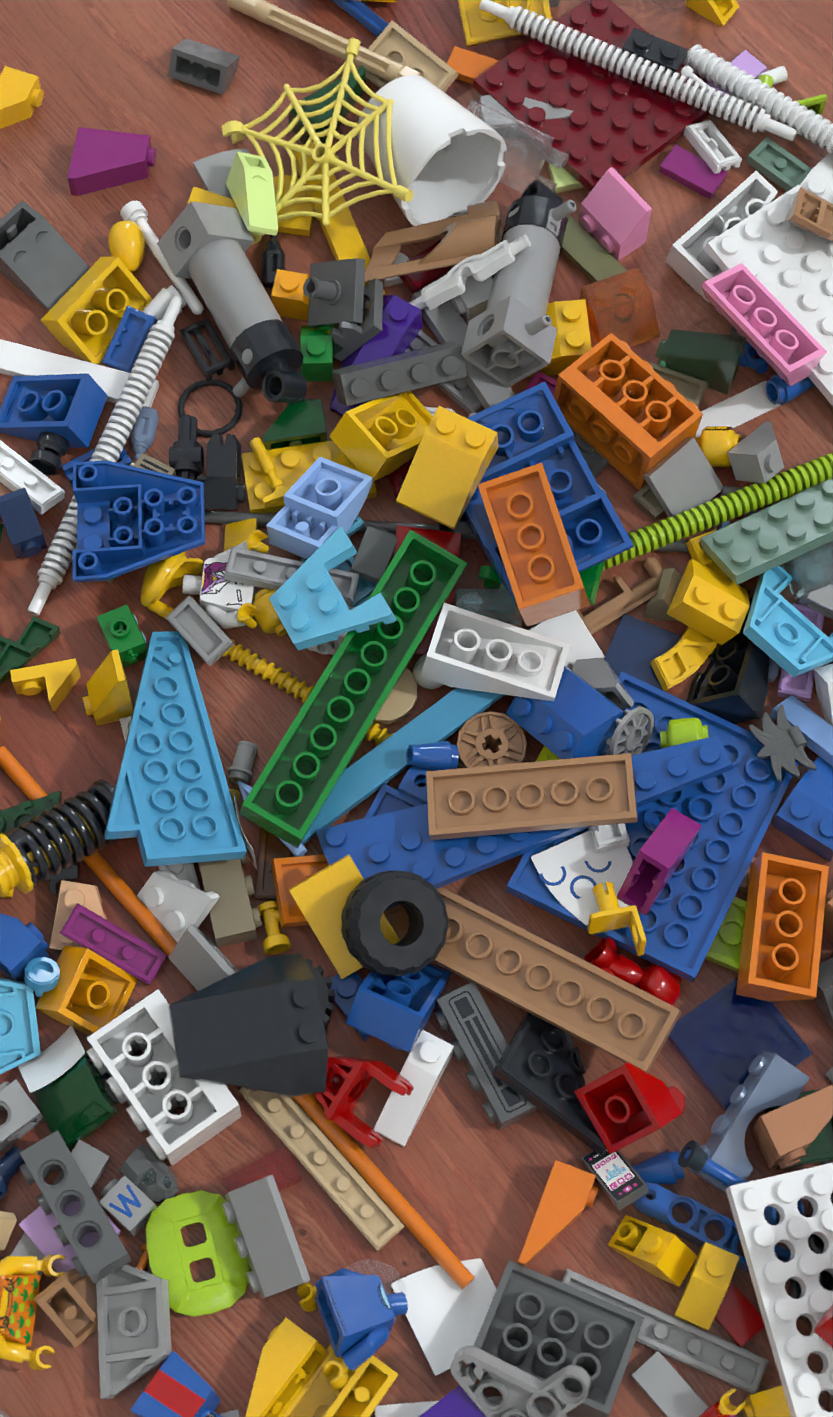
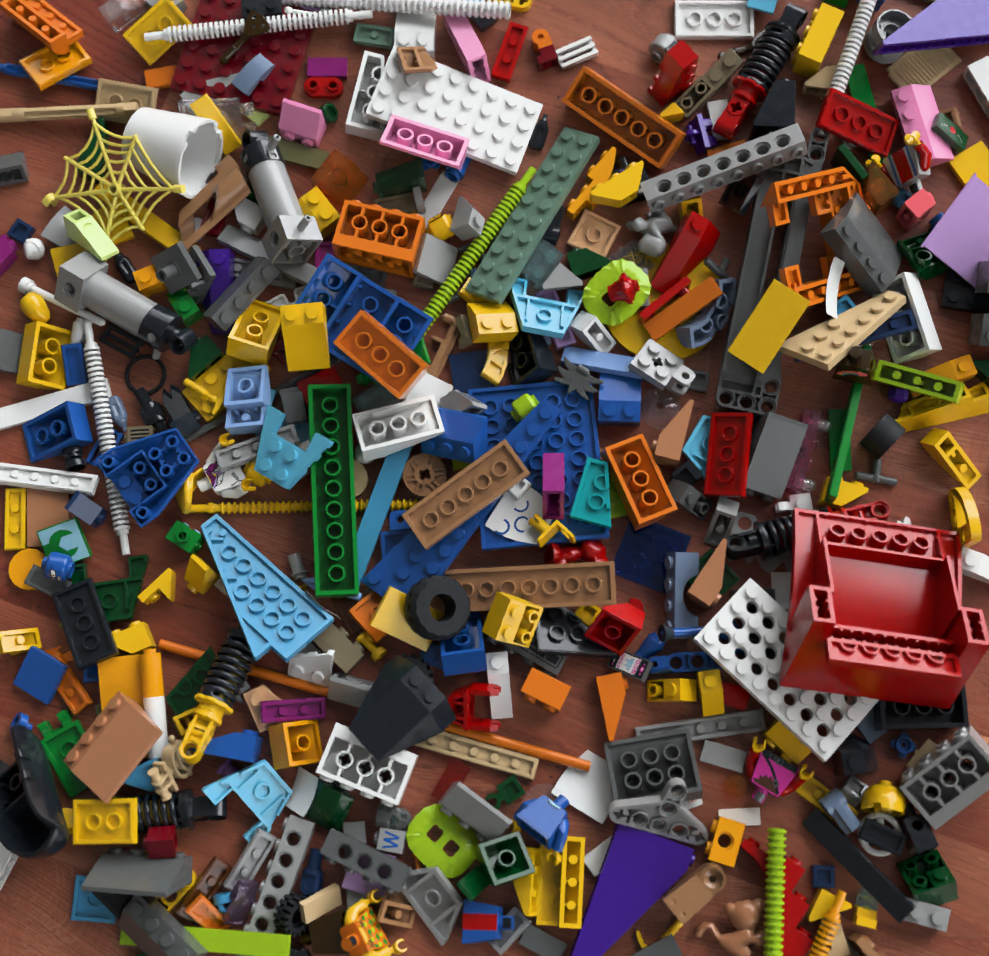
camera: 25 degrees left, 10 degrees up
(41, 975) = (267, 751): dark azure tile -> none
(172, 148) = (21, 231): none -> dark blue tile
(174, 175) = (34, 248): none -> white piece
(200, 630) = (226, 508): light grey tile -> none
(203, 1337) = (473, 883): none -> dark green slope
(238, 532) = (210, 439): yellow slope -> none
(265, 1327) = (504, 859): none -> dark green slope
(333, 1243) = (508, 790): none -> dark green plate
(433, 755) = (400, 500): blue cone -> none
(472, 1133) = (545, 690): none -> orange brick
(479, 266) = (247, 203): white piece -> none
(488, 1005) = (512, 619): none -> yellow slope
(505, 124) = (206, 108): none -> yellow tile
(592, 118) = (252, 73): none -> sand blue slope
(597, 1064) = (587, 614): none -> yellow tile
(617, 68) = (248, 33): none -> dark brown piece
(631, 731) = (496, 425): light grey wheel -> none
(660, 225) = (329, 112): none -> dark green tile
(671, 191) = (323, 89): none -> red plate
(706, 907) = (593, 495): none -> teal wing
(708, 149) = (326, 48): white tile -> none
(710, 395) = (418, 197): none -> light grey tile

